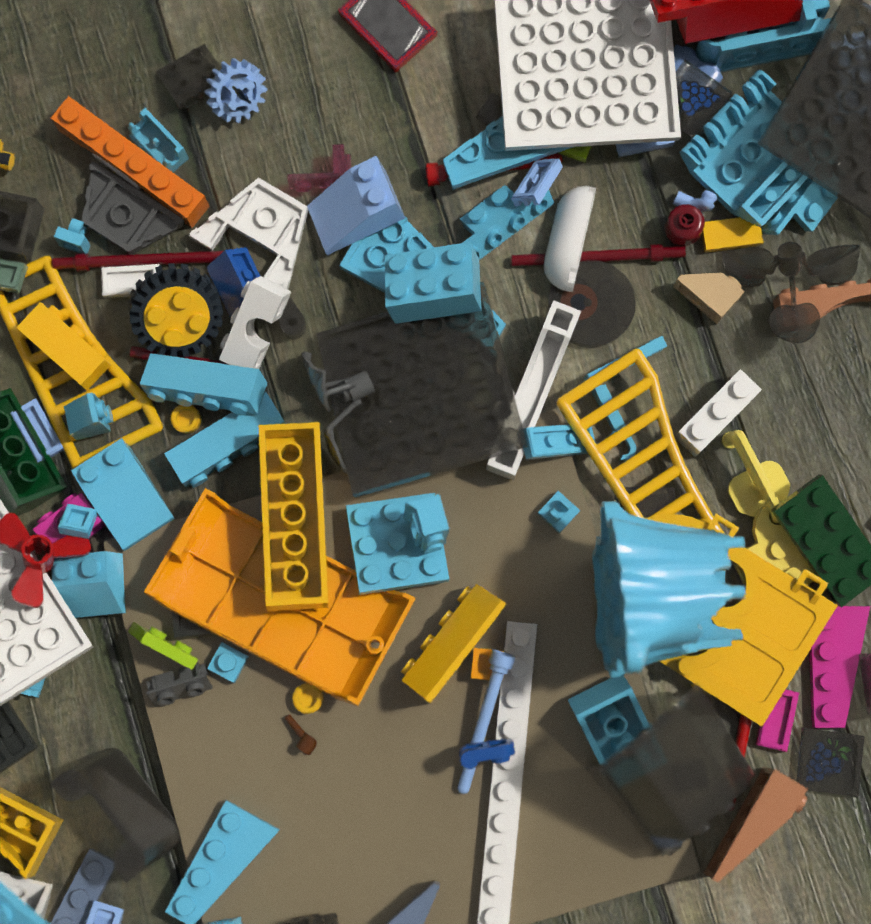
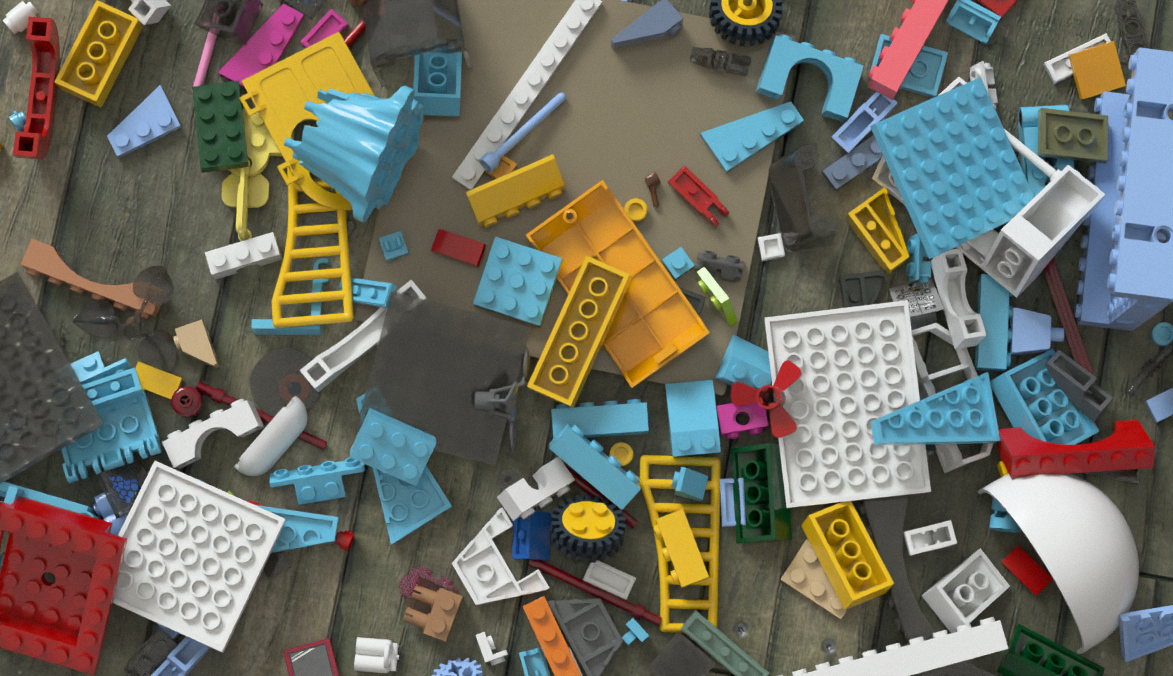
camera: 155 degrees left, 0 degrees up
(77, 521) = (732, 411): medium azure tile -> none
(133, 740) = (771, 247): none -> white tile
(221, 139) = (486, 645): none -> white bracket
(246, 754) = (697, 194): none -> red hinge
(286, 142) = (443, 615): none -> medium nougat brick
(336, 76) = (376, 655): none -> white piece
(355, 206) = (417, 541): light blue slope -> none
(427, 523) = (489, 274): medium azure window -> none
(485, 547) = (458, 247): none -> red slope
(495, 750) = (533, 108): blue plate -> none
(537, 182) = (273, 484): light blue tile -> none
(618, 230) = (186, 446): none -> white arch
(704, 204) = (169, 415): light blue arm -> none

